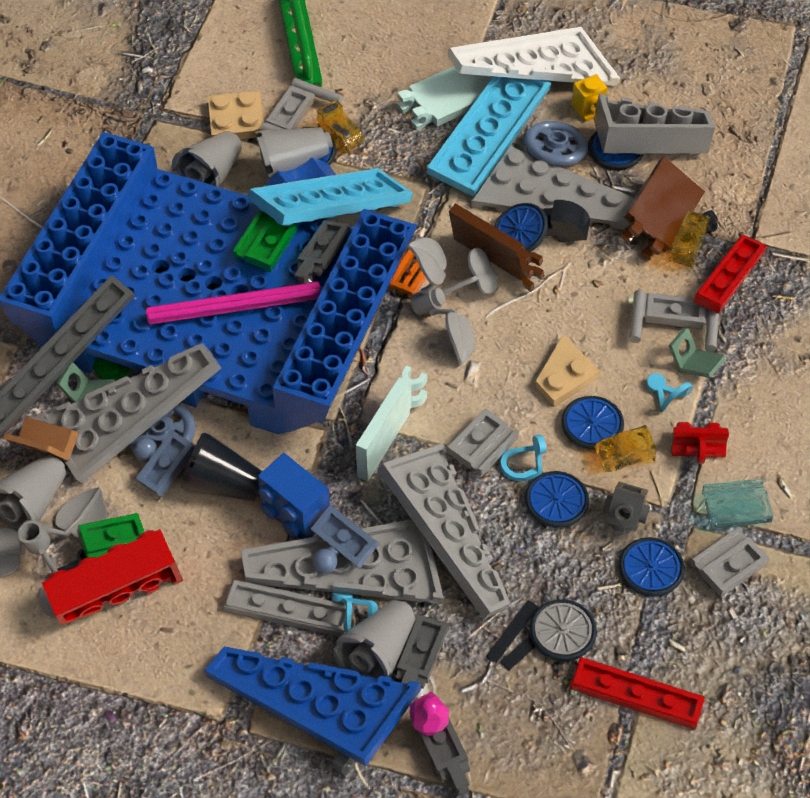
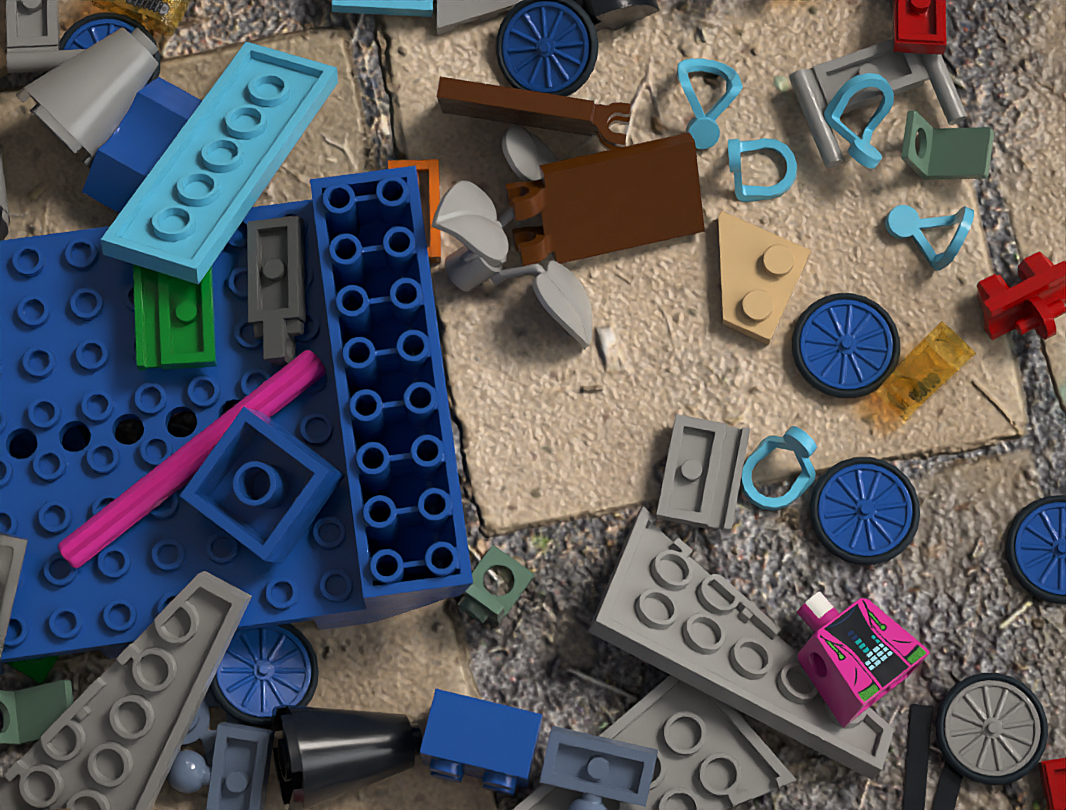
camera: 30 degrees left, 20 degrees up
(212, 418) = (265, 671): none -> blue wheel
(257, 321) = (262, 485): none -> blue brick
(334, 442) = (479, 602): none -> sand green bracket
(388, 422) = (548, 458): light aqua tile -> none
(510, 300) = (609, 201): none -> reddish brown tile
(510, 556) = (855, 654): none -> dark pink torso
(577, 297) = (704, 126): none -> medium azure piece
(582, 312) = (757, 193): none -> medium azure piece
(626, 497) = (984, 477): dark grey brick -> none
(655, 338) = (860, 148): none -> medium azure piece

